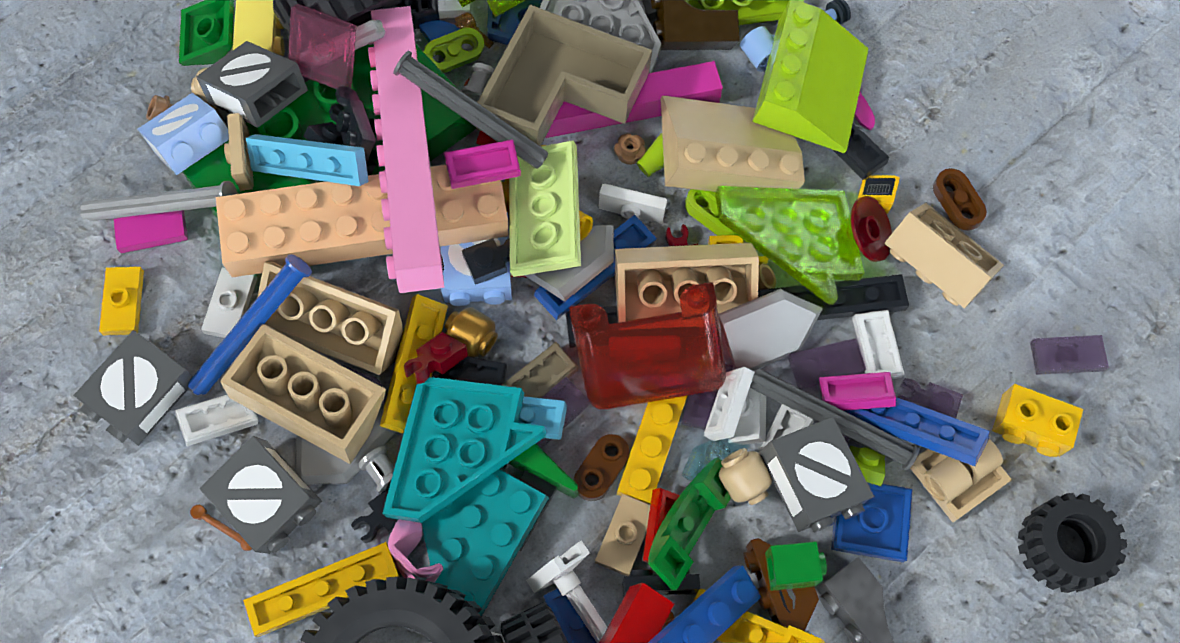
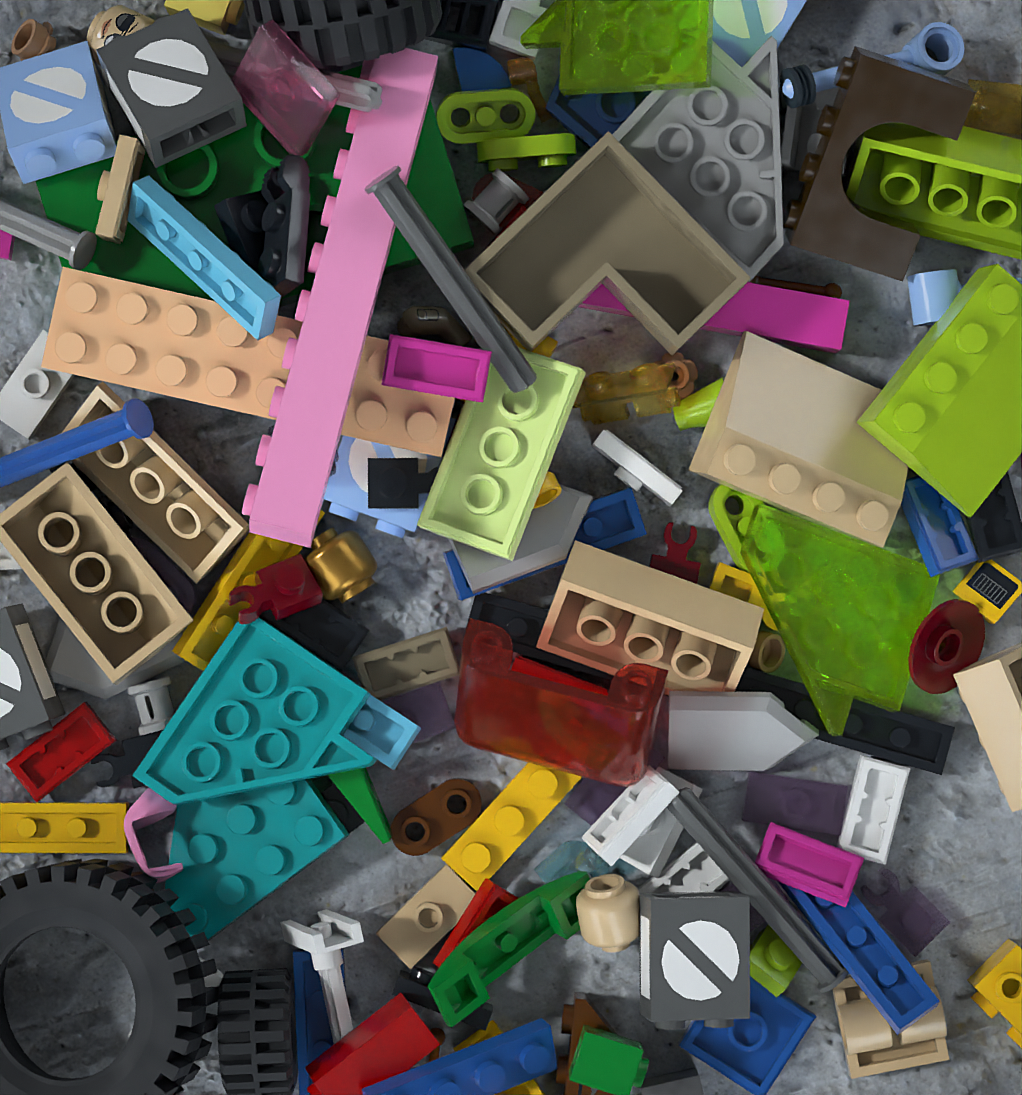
camera: 25 degrees right, 20 degrees up
(328, 528) = (61, 752): none -> red plate
(487, 54) = (548, 150): none -> lime plate
(596, 169) = (605, 394): none -> clear yellow hinge
(829, 167) = (936, 528): none -> blue plate

